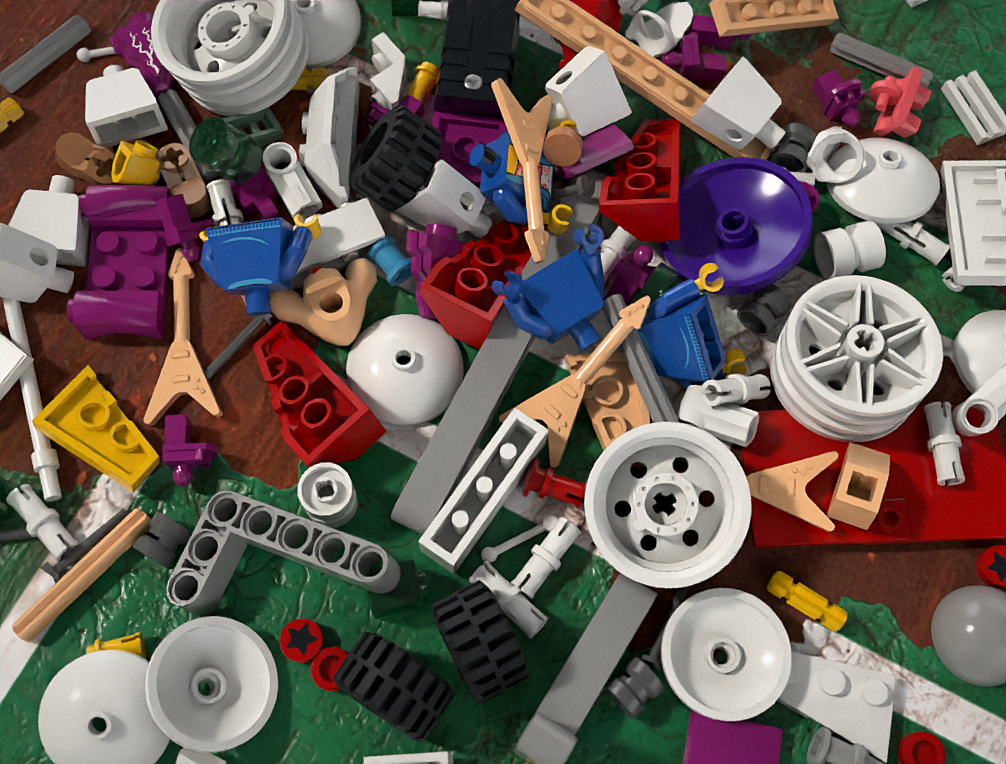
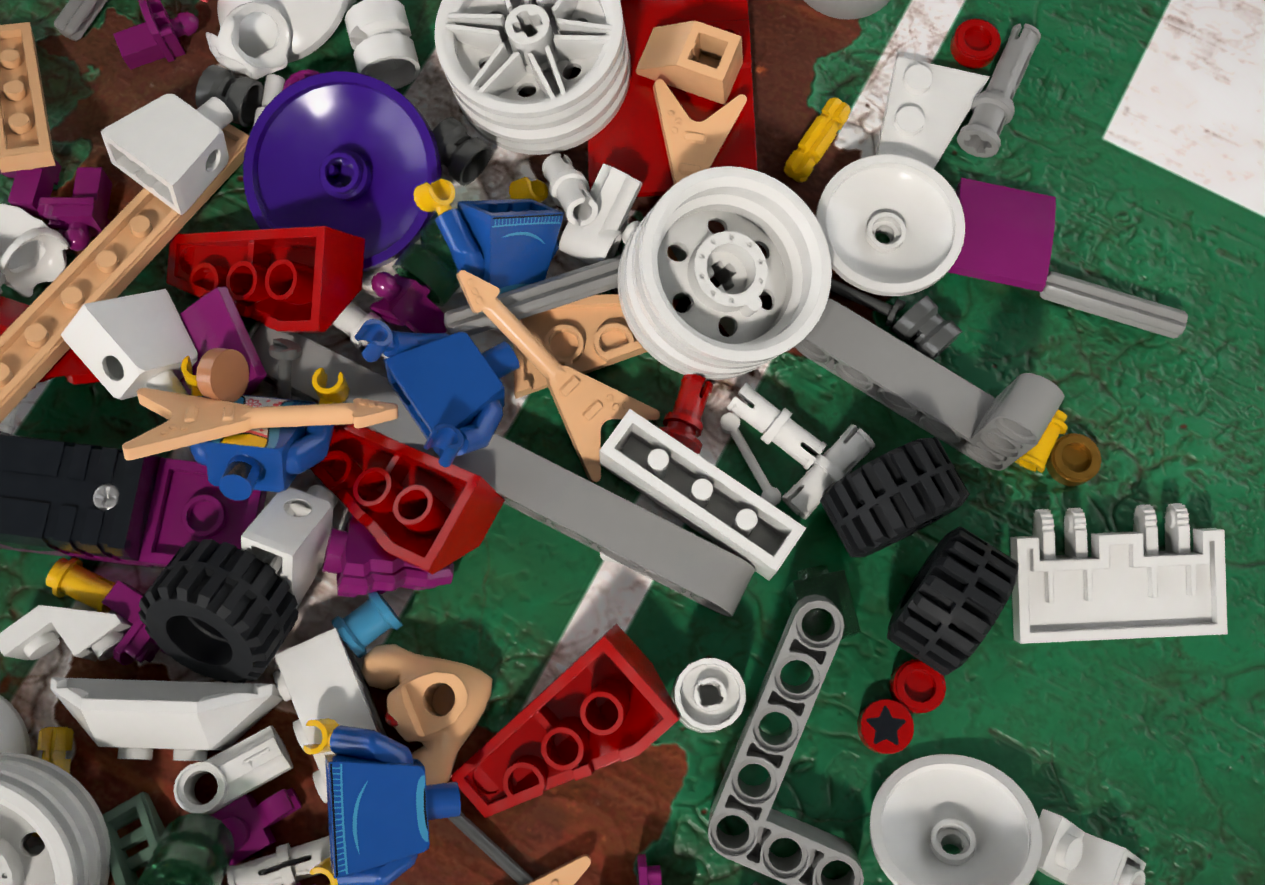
camera: 90 degrees left, 5 degrees up
(411, 391) = (529, 642): white dish -> none

